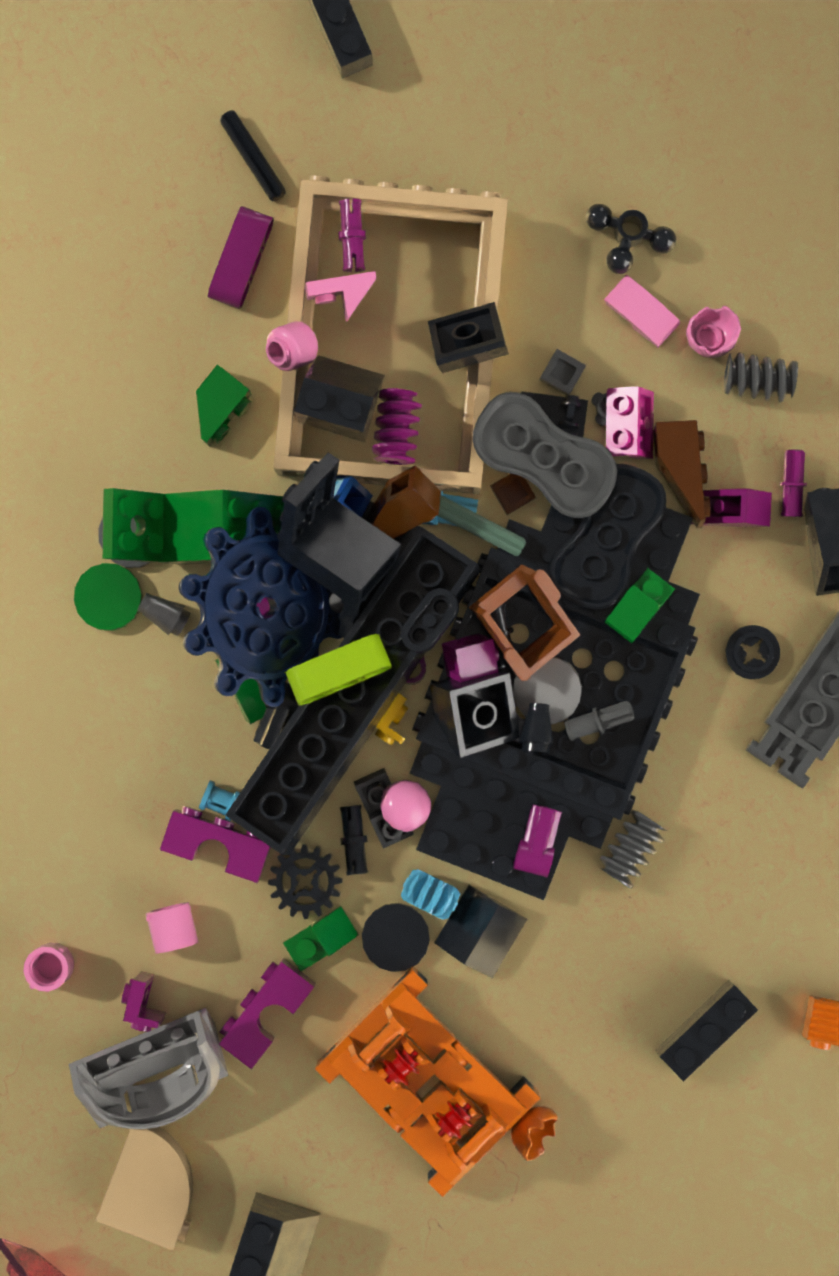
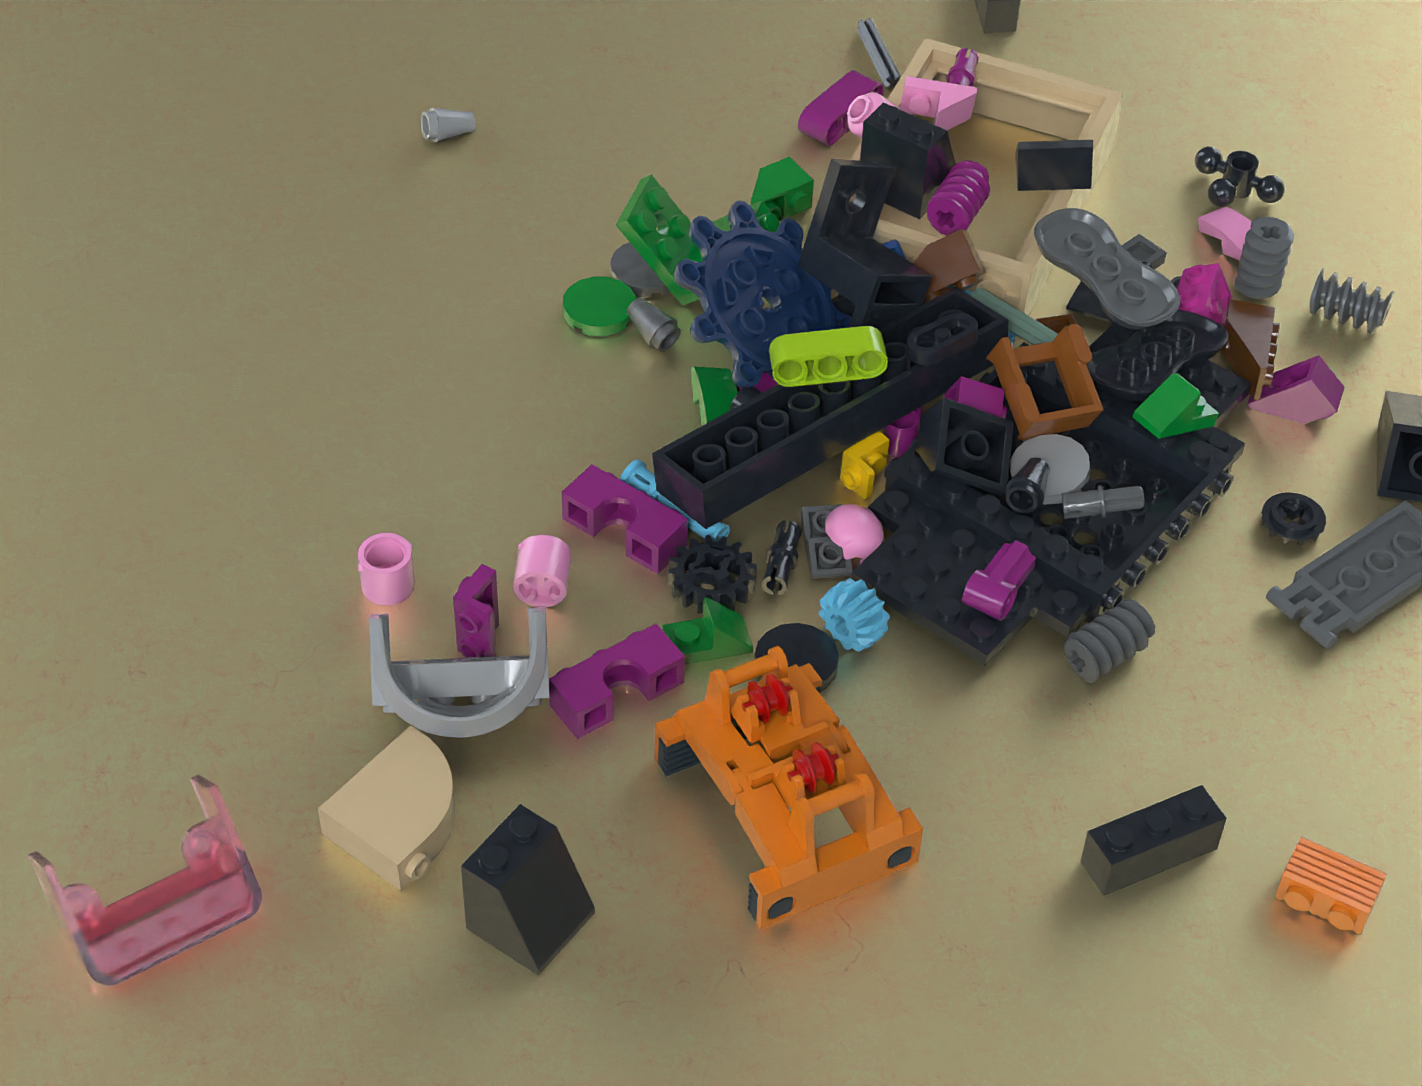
camera: 20 degrees right, 40 degrees down
(480, 931) = (903, 681): black slope -> none
(531, 1129) = (903, 879): orange hair -> none
(689, 356) = (1264, 258): none -> dark grey piece
(713, 331) = (1307, 262): bright pink hair -> none
(793, 483) = (1369, 395): magenta axle -> none

